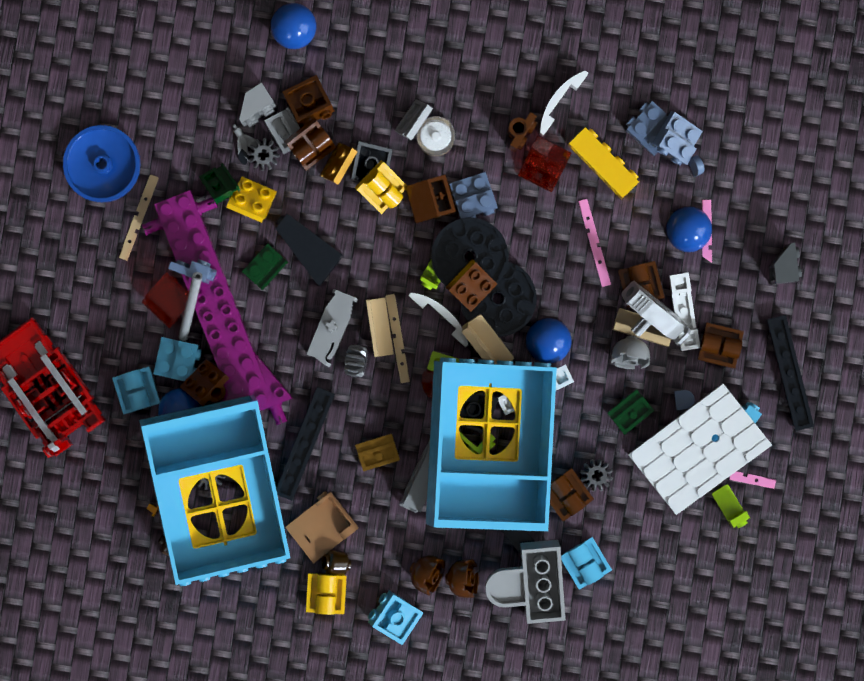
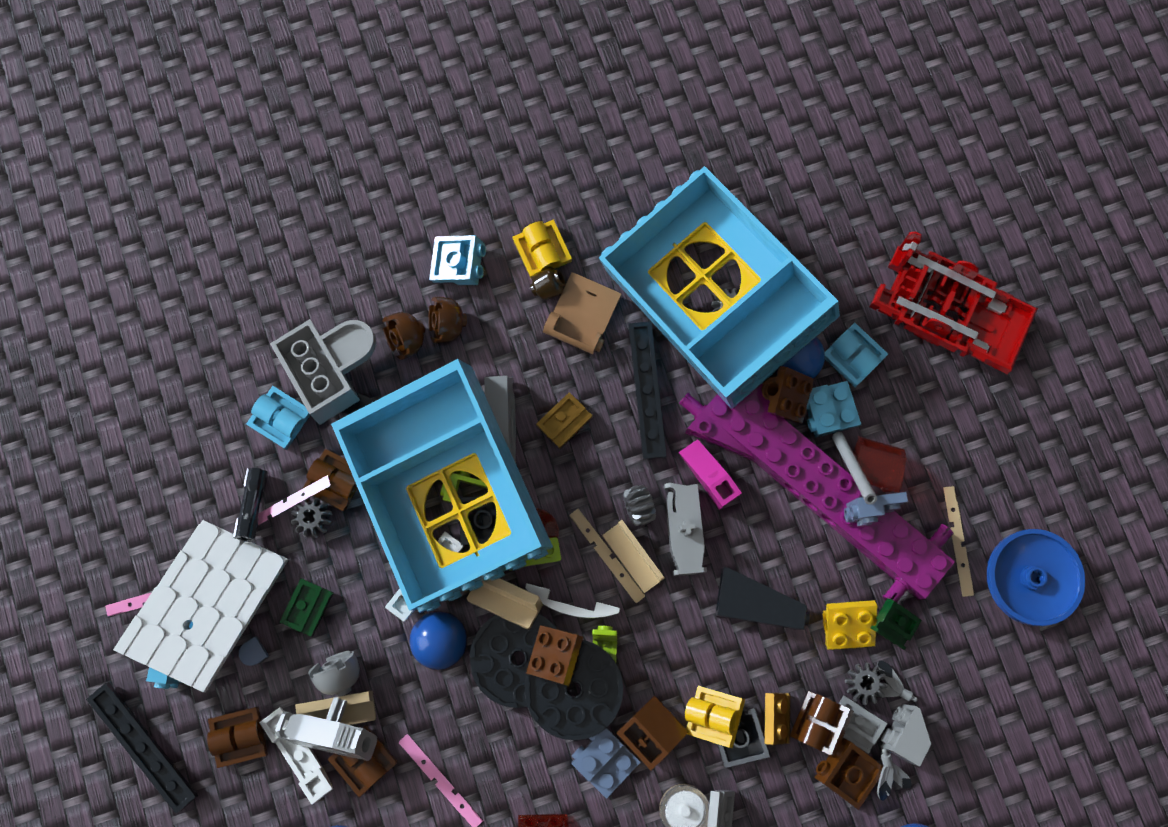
camera: 155 degrees right, 10 degrees down
(265, 267) = (793, 558): dark green plate -> none
(281, 87) = (889, 773): none -> light grey piece
(292, 357) = (710, 474): none -> dark pink slope
(616, 494) = (294, 499): none -> piece
(643, 495) = (247, 522): none -> black axle
(730, 507) = (142, 558): lime bracket -> none

